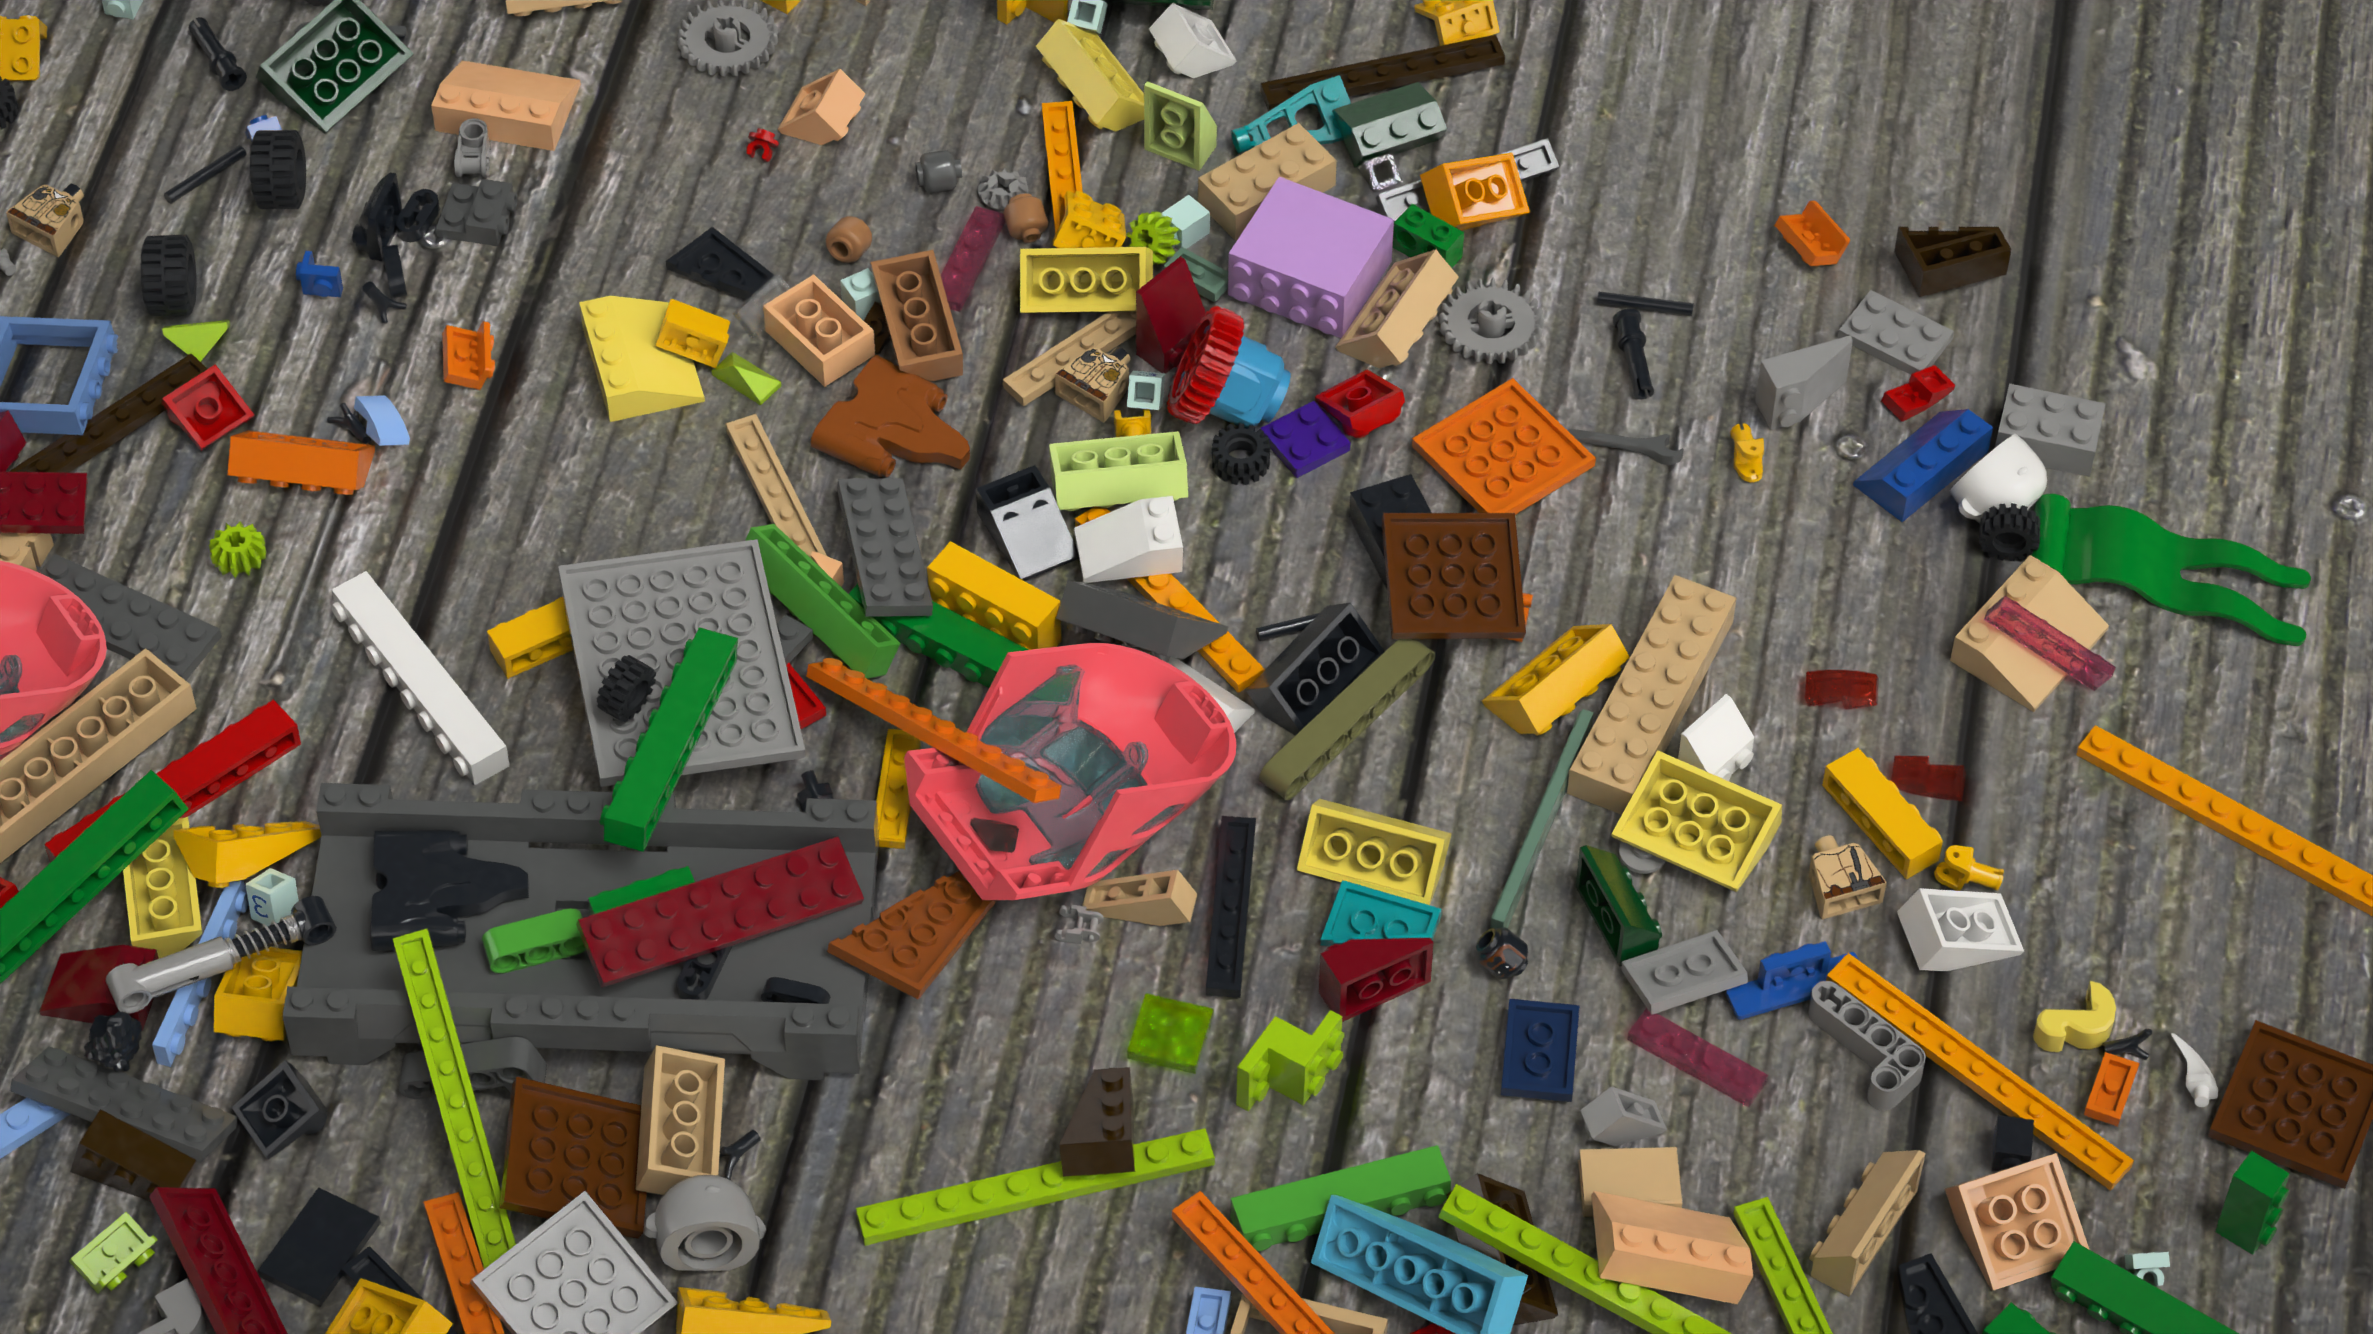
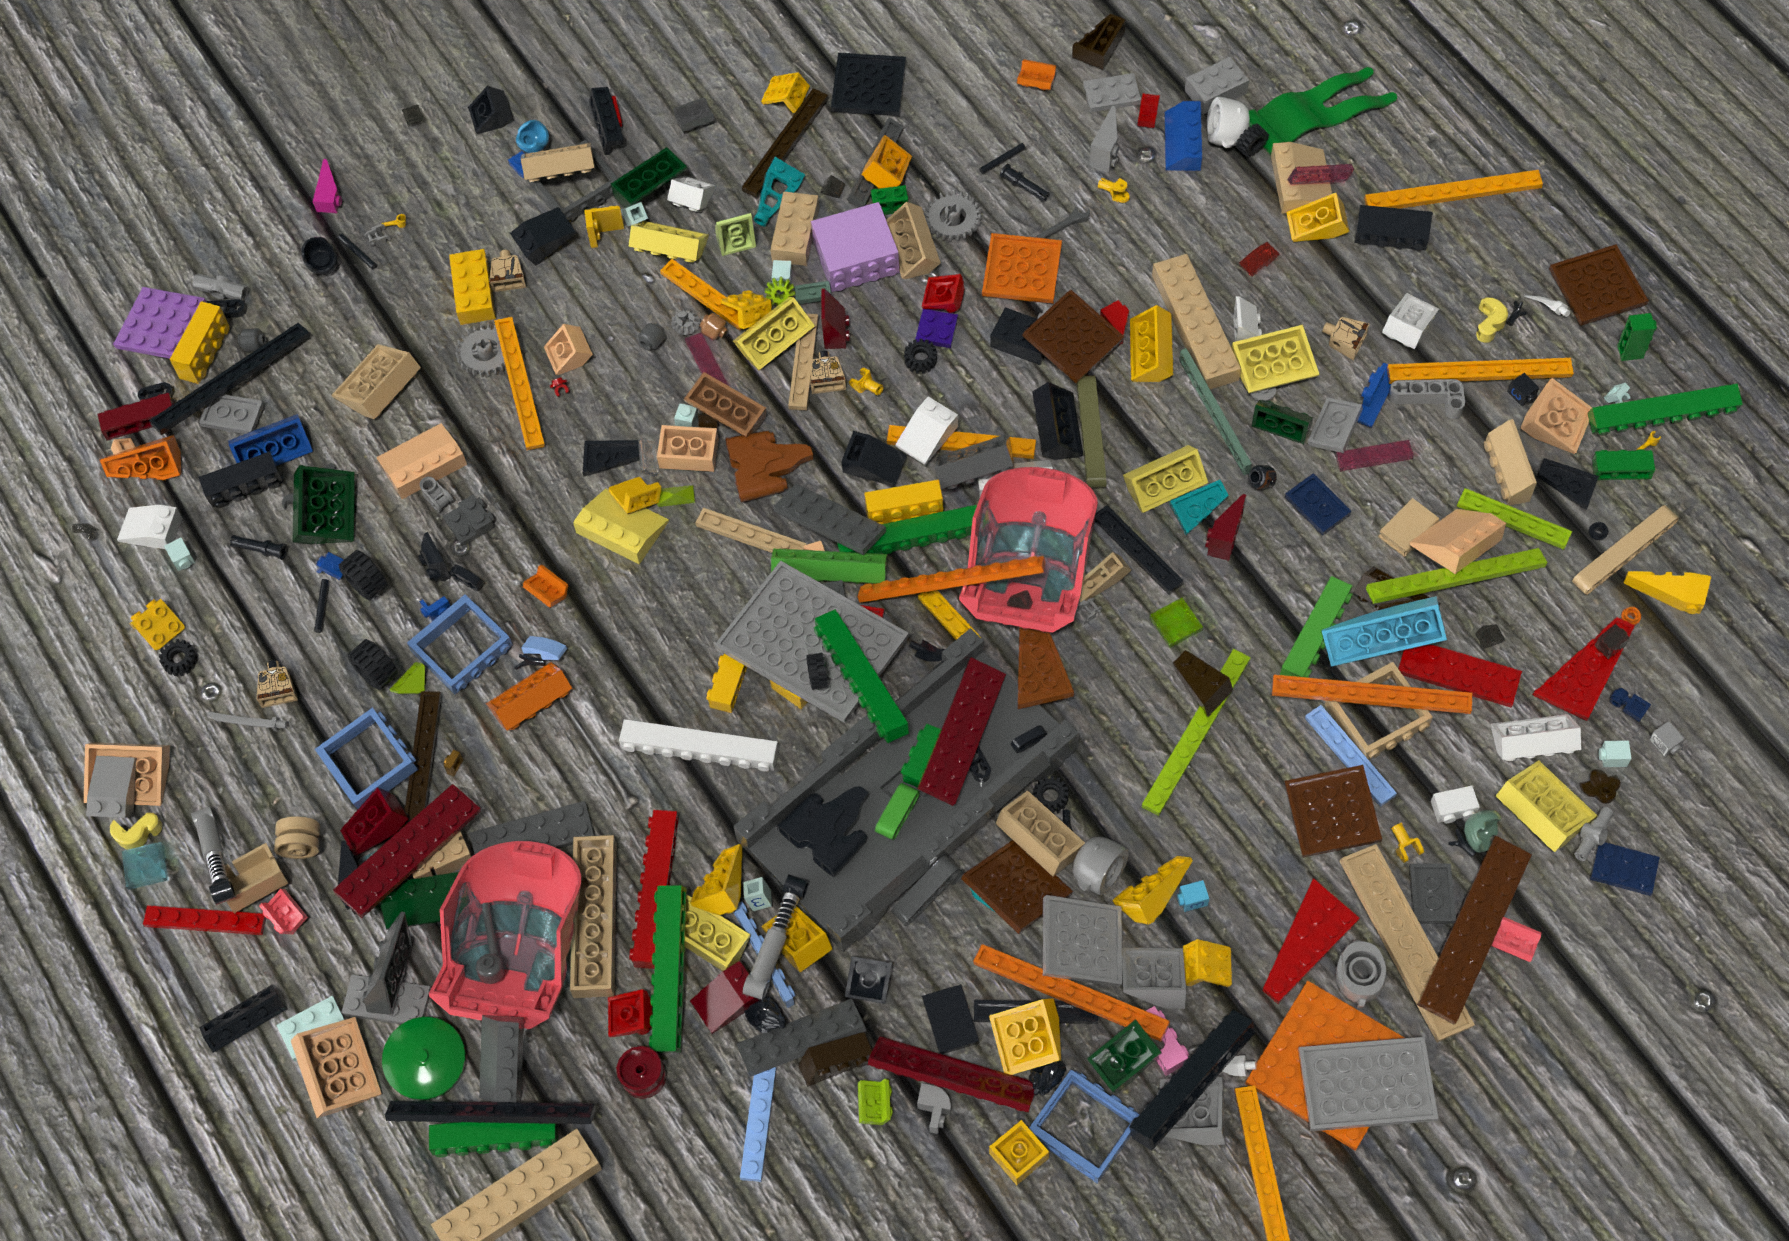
camera: 40 degrees left, 10 degrees up
(129, 462) = (453, 762): none -> pearl gold plate
(207, 407) = (459, 709): red slope -> none
(237, 549) = (557, 757): lime gear -> none
(297, 300) = (444, 622): none -> medium blue window
(381, 301) = (478, 595): black bar -> none
(423, 217) = (441, 544): black beam -> none
(455, 1095) = (949, 906): lime plate -> none
(714, 101) = (519, 383): none -> light orange plate
(757, 1080) = (1056, 785): none -> black tyre
(848, 239) = (649, 397): medium nougat head -> none
(1118, 470) = (886, 403): yellowish green brick -> none
(1146, 390) = (854, 360): light aqua brick -> none
(1227, 374) = (883, 326): piece -> none
(1285, 627) = (1024, 411): black bar -> none
(1289, 1061) = (1239, 591): lime bracket -> none
(1390, 123) = (817, 161): dark green slope -> none
(1549, 610) = (1117, 316): none -> red slope
(1576, 84) = (868, 84): none -> black plate
(1622, 1117) = (1378, 505): light grey slope -> none
(1882, 813) = (1331, 297): yellow brick -> none
(1920, 778) = (1329, 269): clear red slope -> none
(1965, 869) = (1386, 294): yellow piece -> none
(1987, 705) = (1318, 219): none -> yellow slope
(2075, 792) = (1393, 227): none -> black slope
(2111, 1089) = (1530, 336): orange plate -> none

